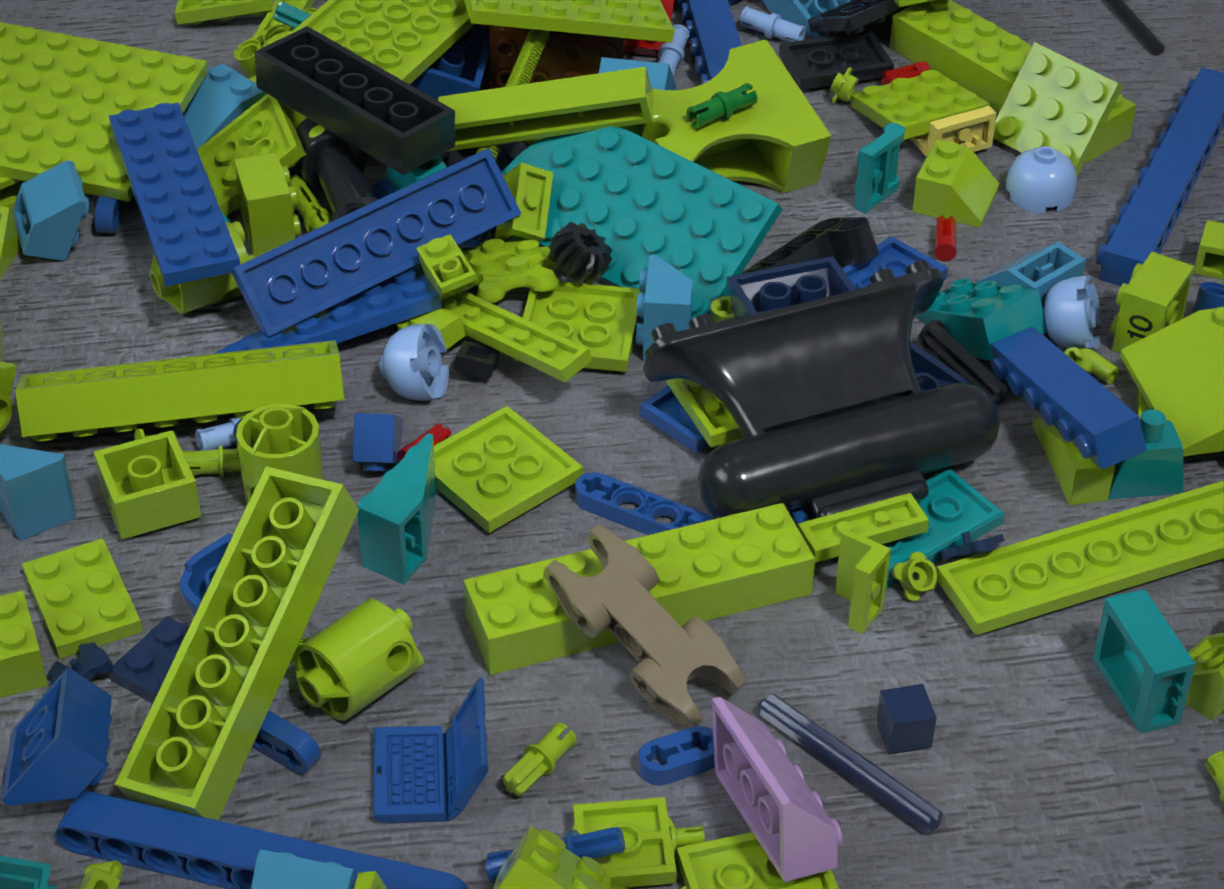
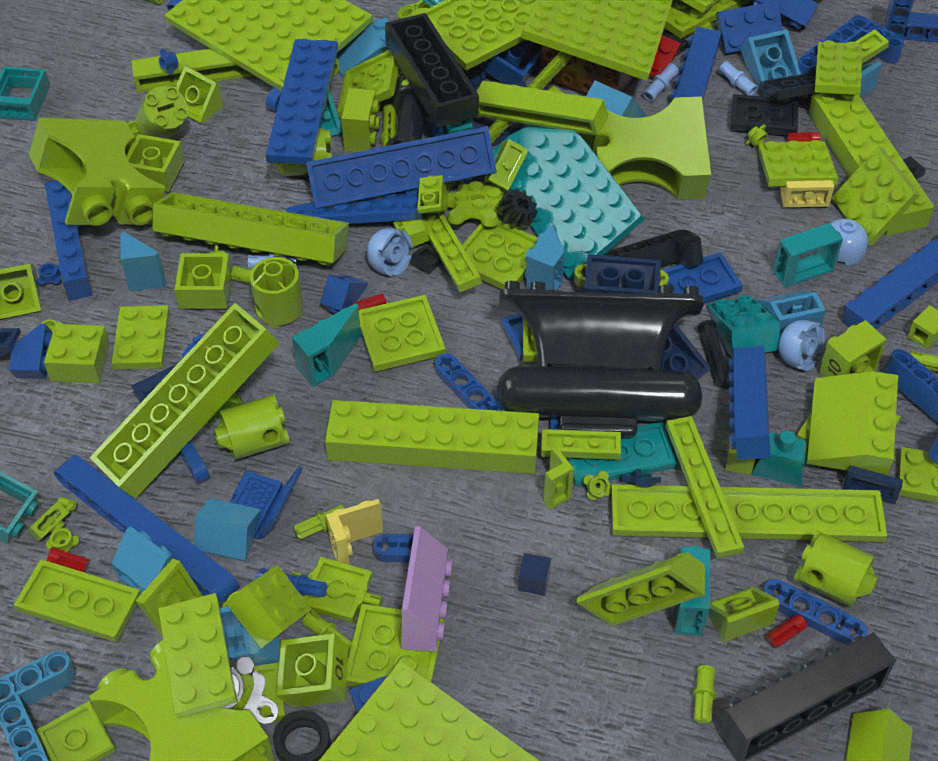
camera: 25 degrees right, 10 degrees up
(50, 212) = (241, 90): dark azure slope -> none
(59, 743) = (79, 422): blue slope -> none
(93, 662) = (112, 382): dark blue piece -> none
(400, 817) = (226, 529): none -> dark azure slope
(599, 742) = (351, 525): none -> light yellow bracket
(664, 649) = (403, 444): dark tan piece -> none
(721, 105) = (647, 136): green pin -> none
(851, 764) = (490, 589): dark blue axle -> none
(878, 169) = (732, 206): teal plate -> none
(945, 238) = (757, 263): red piece -> none
(954, 185) = (780, 221): lime slope -> none
(996, 220) = (792, 269): none -> teal window
(1068, 523) = (704, 487): none -> lime plate
(1093, 363) = (795, 378): lime arm -> none
(1093, 671) = (646, 590): none -> lime slope

